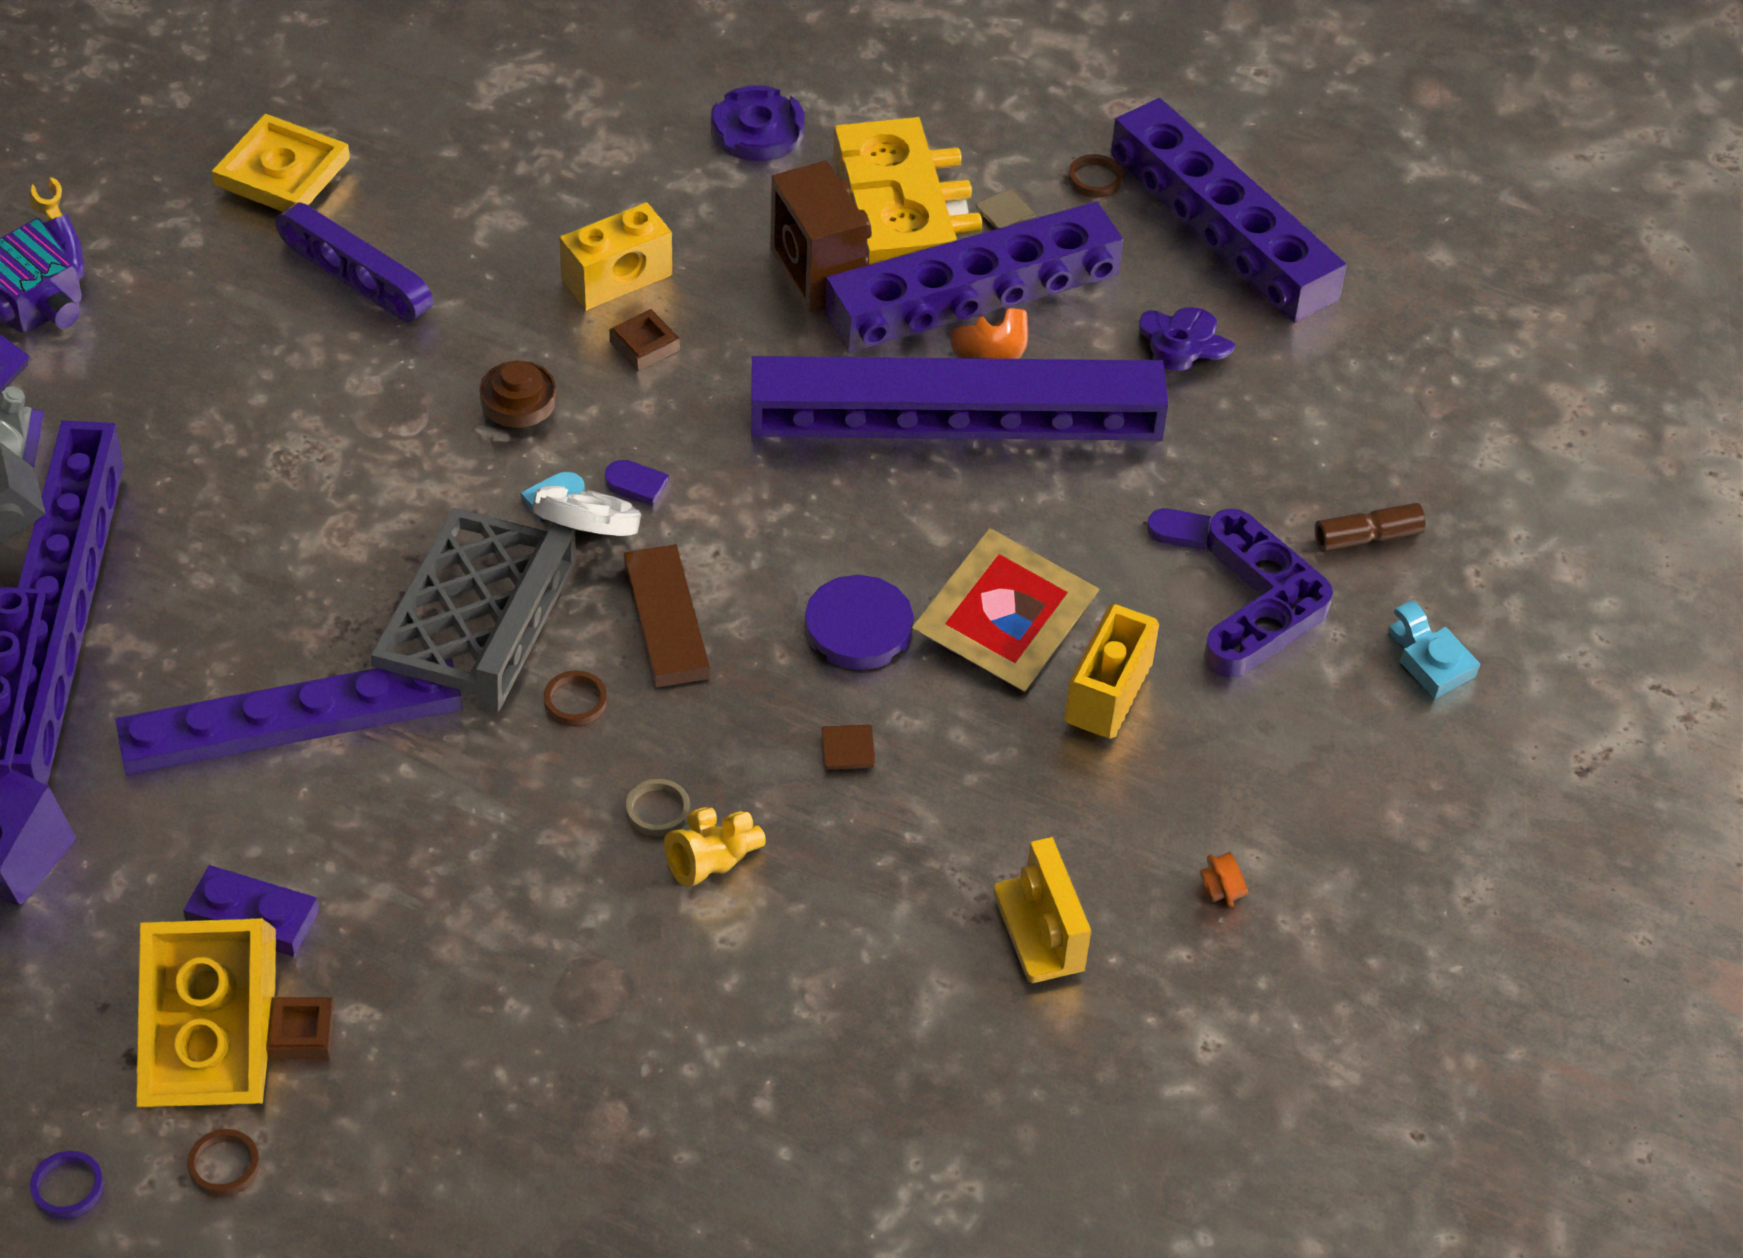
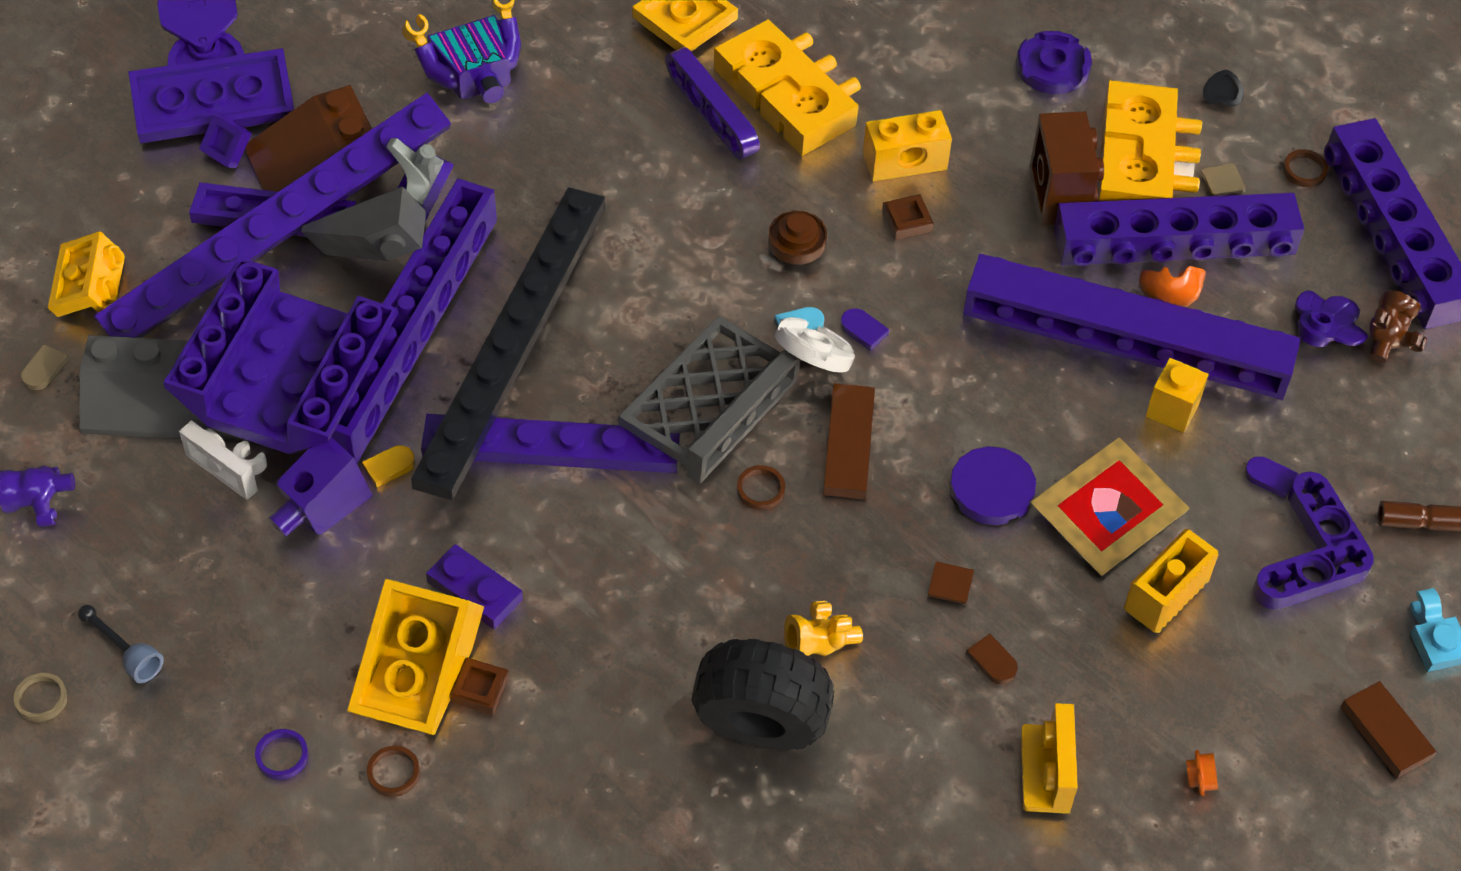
camera: 20 degrees right, 5 degrees up
(87, 794) = (389, 464): none -> yellow piece
(194, 611) = (508, 346): none -> black plate
(442, 221) = (788, 85): none -> yellow piece
(653, 785) = (792, 571): dark tan piece -> none
(673, 929) = (763, 694): none -> black tyre
(931, 822) = (993, 660): none -> reddish brown piece
(970, 106) = (1224, 88): none -> black piece
(1041, 462) = (1176, 395): none -> yellow brick
(1258, 321) = (1391, 325): none -> reddish brown piece
(1415, 773) = (1388, 729): none -> reddish brown tile

